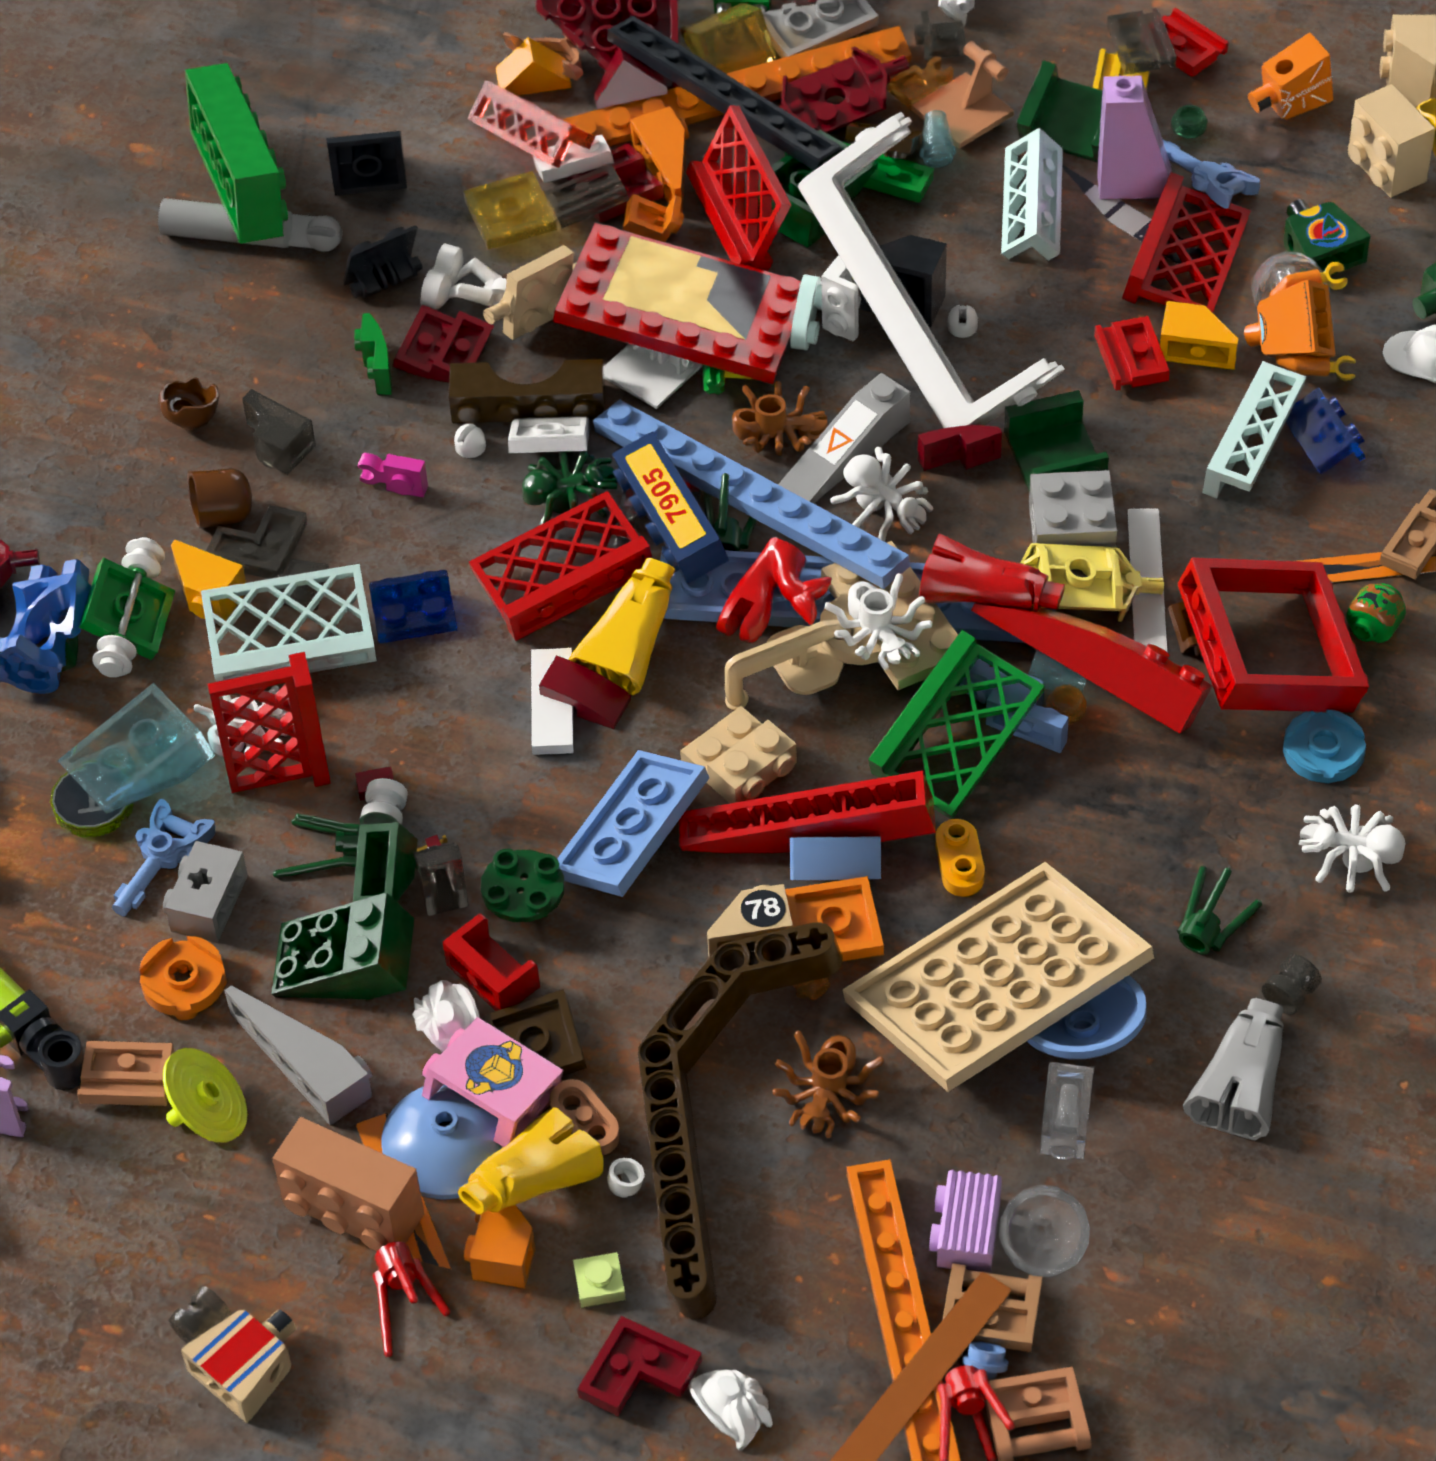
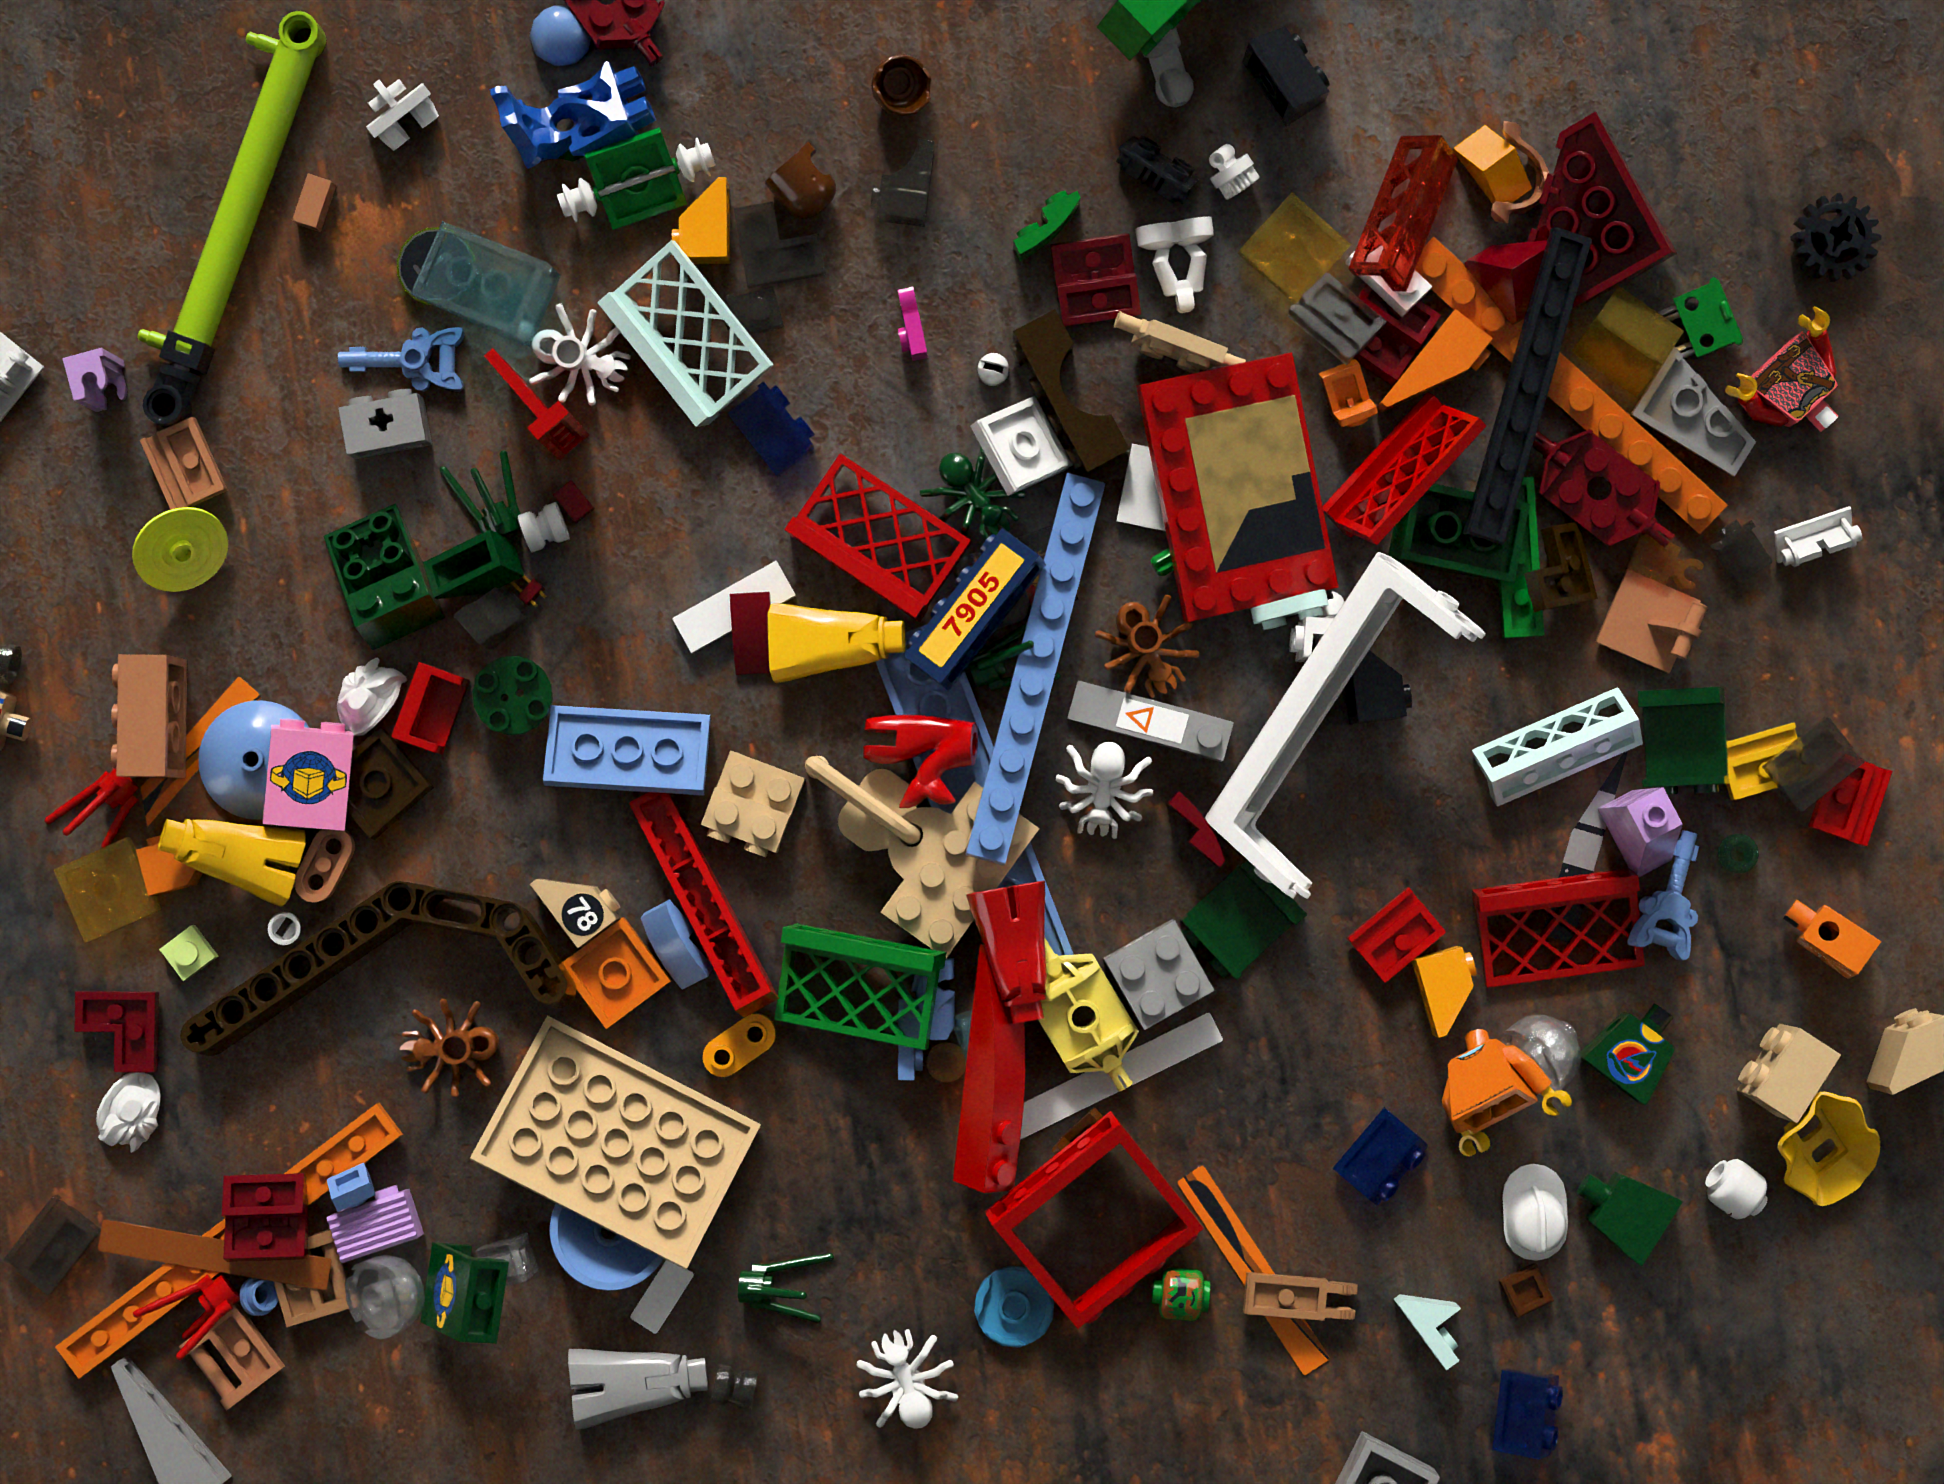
camera: 65 degrees right, 35 degrees up
(189, 996) = (284, 436): orange plate -> none
(311, 1061) = (264, 613): light grey slope -> none
(426, 219) = (1233, 173): none -> white piece
(492, 1319) = (106, 890): none -> clear yellow plate
(873, 613) = (920, 869): white animal -> none
(907, 1306) = (265, 1217): none -> dark red slope
(919, 1211) = (351, 1187): none -> medium blue plate
(937, 141) = (1586, 619): clear light blue cone -> none
(962, 329) = (1363, 745): white hinge -> none
(1076, 1142) = (464, 1293): none -> dark green panel
(1172, 1022) = (661, 1296): none -> white sticker
(1247, 422) = (1346, 1079): light aqua fence -> none

